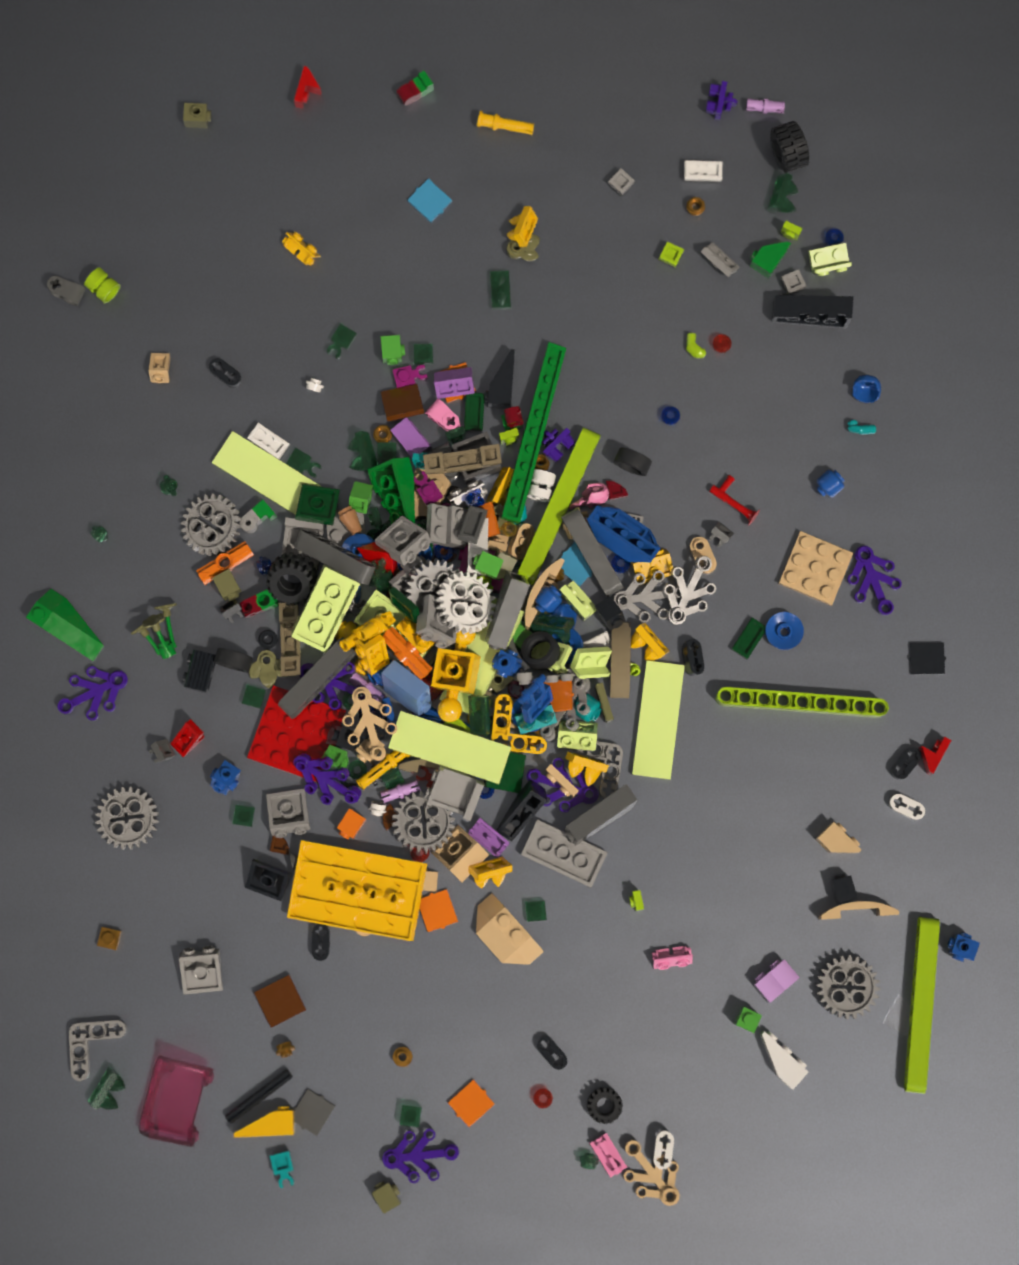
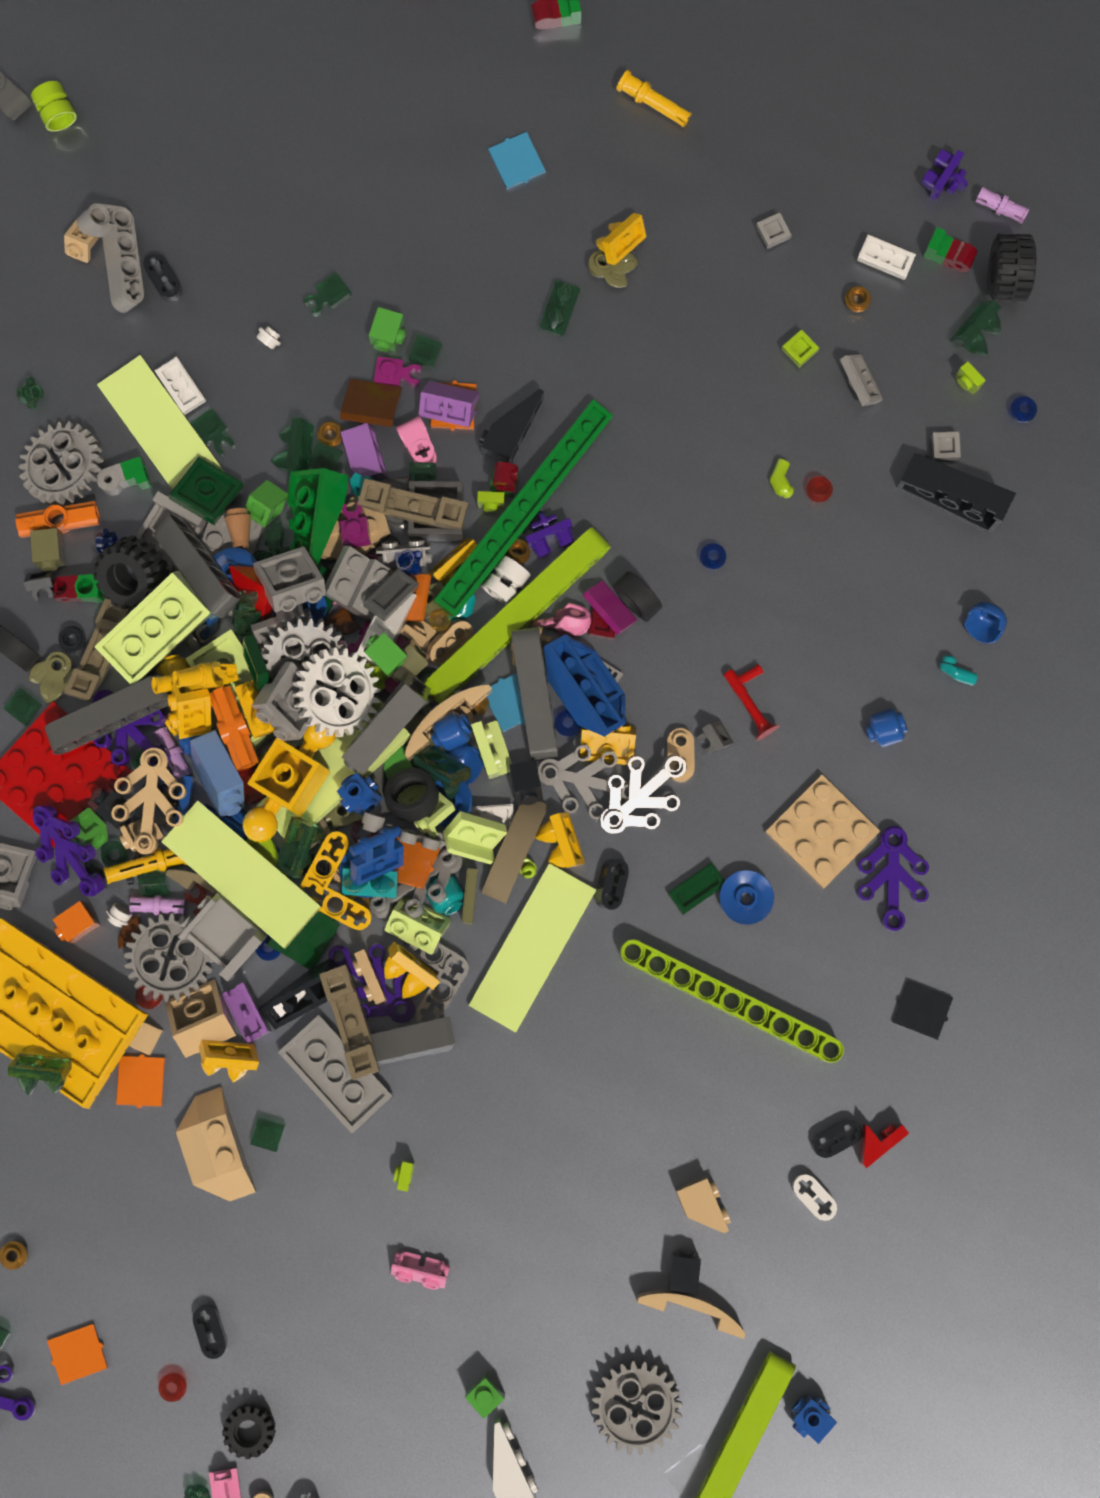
camera: 25 degrees right, 0 degrees up
(190, 367) = (119, 238): none -> light grey beam
(307, 251) = (320, 147): yellow hinge -> none
(365, 929) = (31, 1068): none -> clear green tile
(438, 548) = (335, 614): clear blue plate -> none
(474, 412) = (459, 452): dark green tile -> none
(563, 813) = (351, 1022): none -> dark tan slope
(616, 476) = (610, 607): none -> magenta tile
(744, 150) = (950, 251): none -> leg
(768, 258) = (926, 402): green slope -> none
(776, 980) = (543, 1358): lavender brick -> none
(829, 258) = (1006, 434): yellowish green bracket -> none

